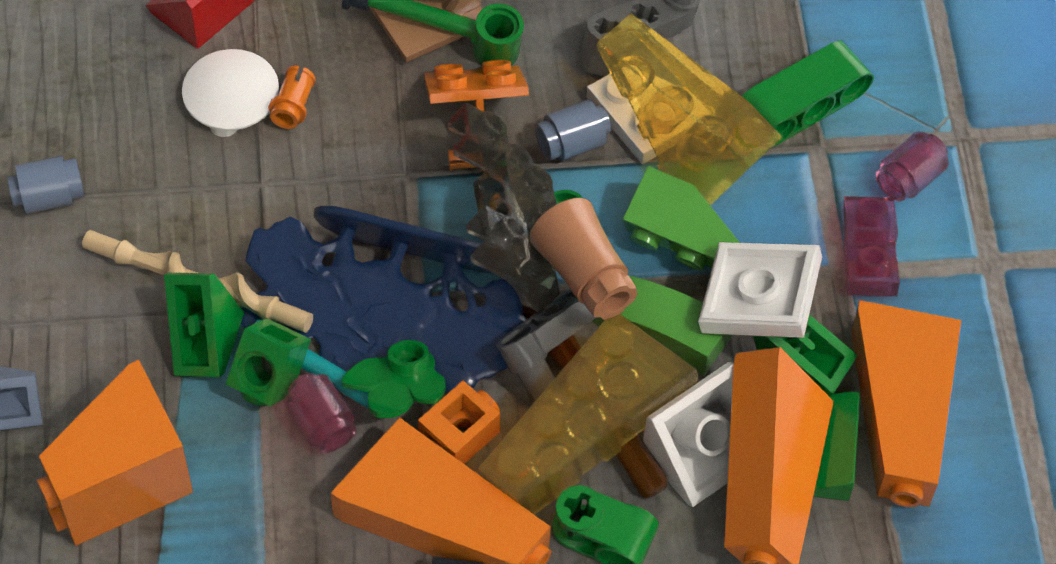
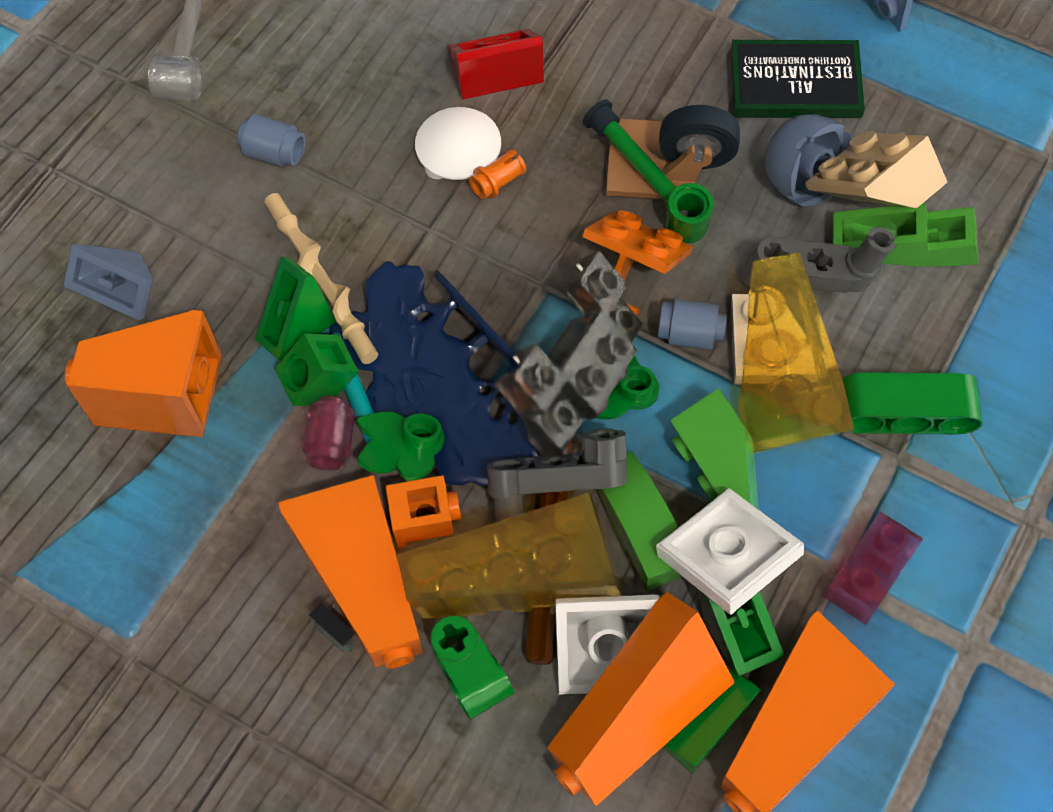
camera: 40 degrees right, 5 degrees up
(584, 257) = (590, 434): nougat plant -> none
(912, 166) = (960, 521): clear pink brick -> none

